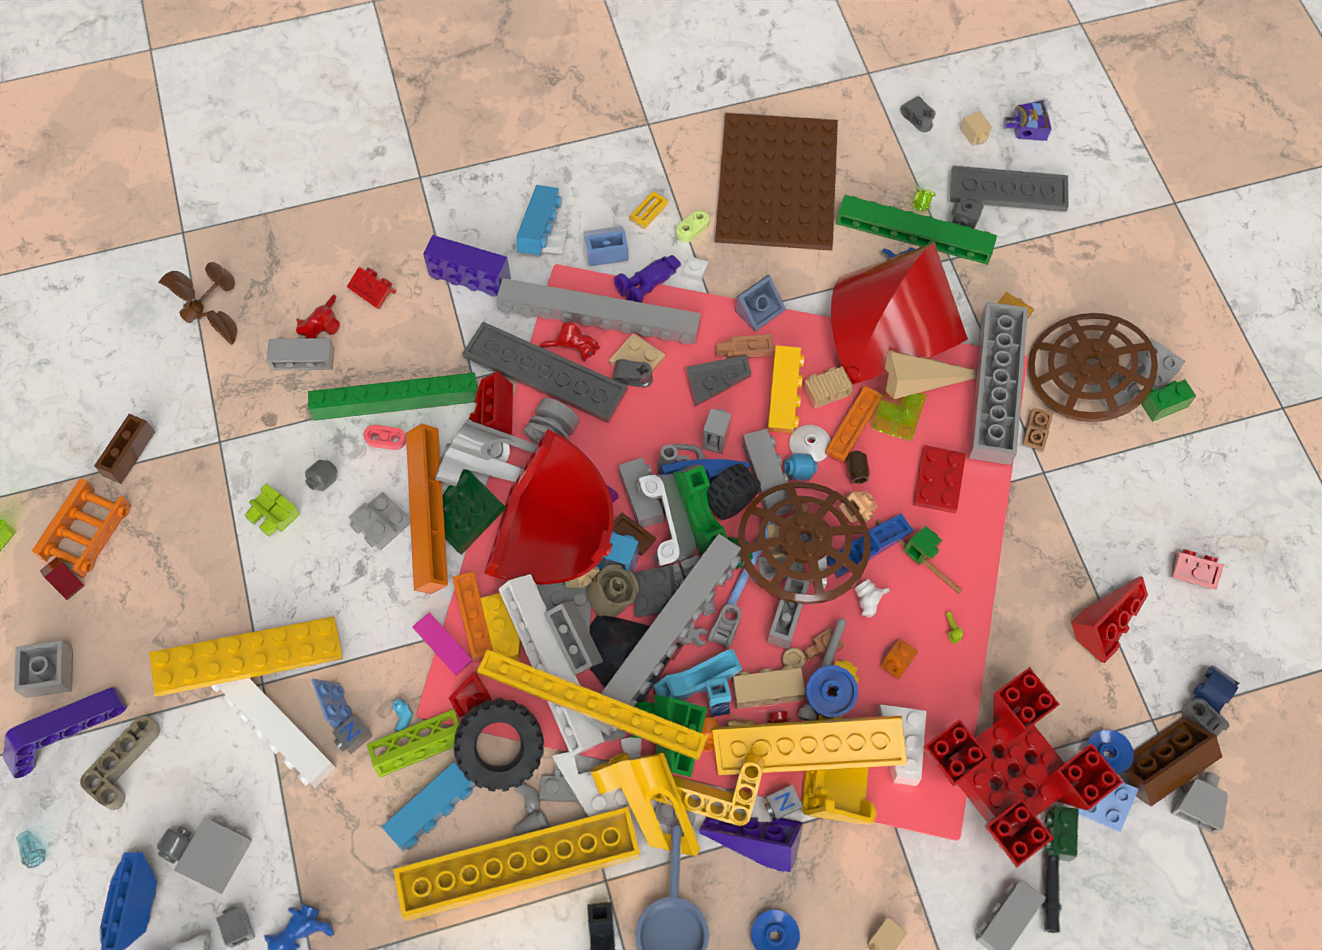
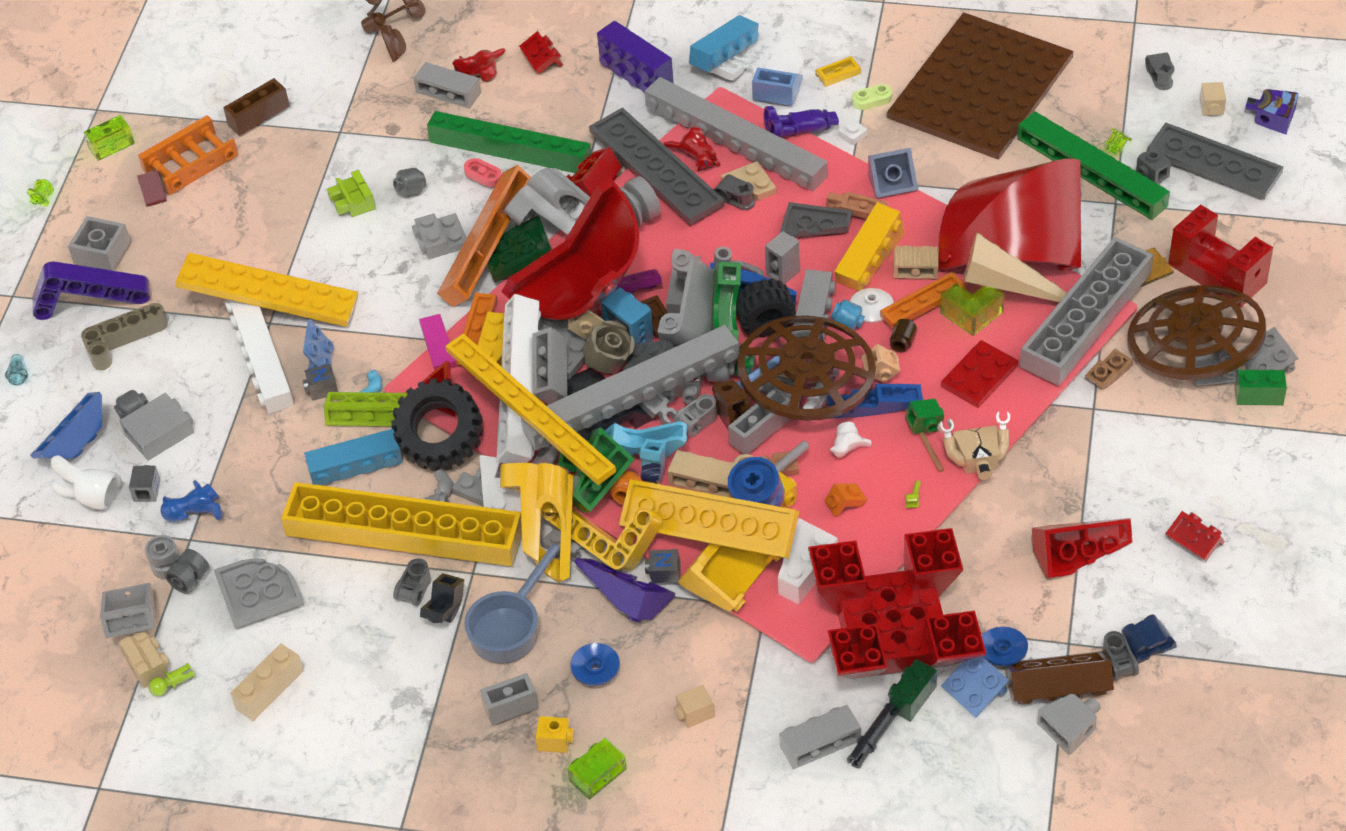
camera: 30 degrees right, 15 degrees down
(560, 924) = (411, 584): none -> dark grey piece
(754, 604) = (730, 397): none -> reddish brown torso
(985, 558) = (977, 448): none -> tan torso
(1073, 291) = (1211, 261): none -> red piece

